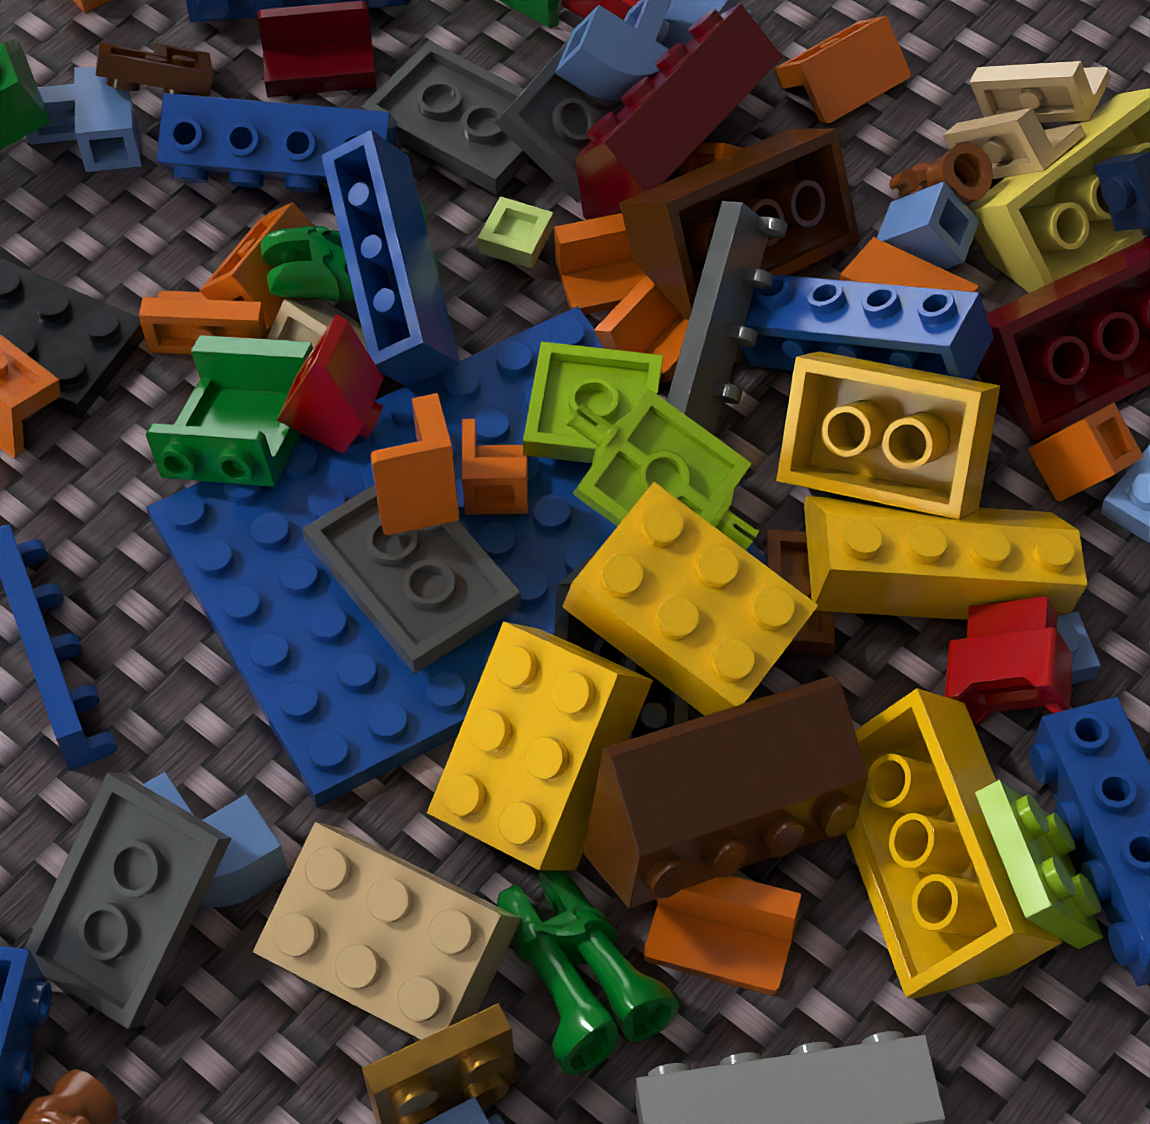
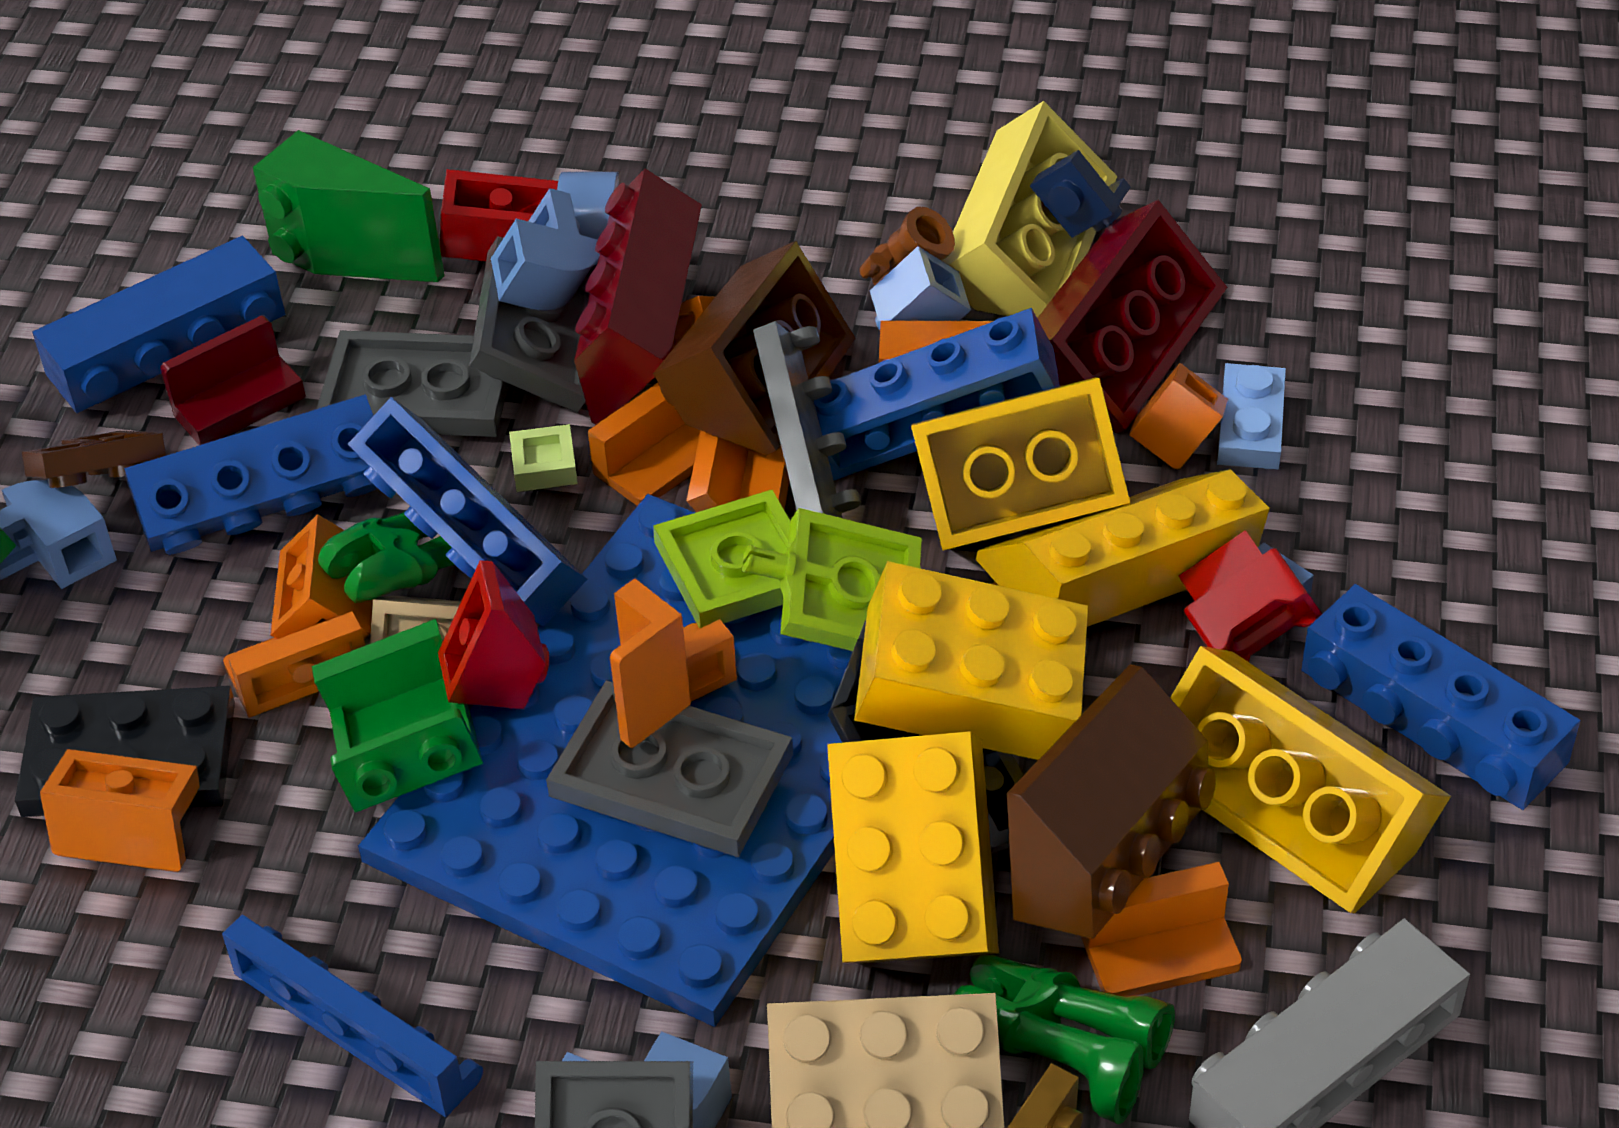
camera: 30 degrees left, 10 degrees down
(847, 68) = (747, 202): orange panel -> none
(1015, 141) = (950, 189): tan panel -> none
(1039, 866) = (1414, 745): lime plate -> none
(1051, 89) = (931, 154): tan panel -> none

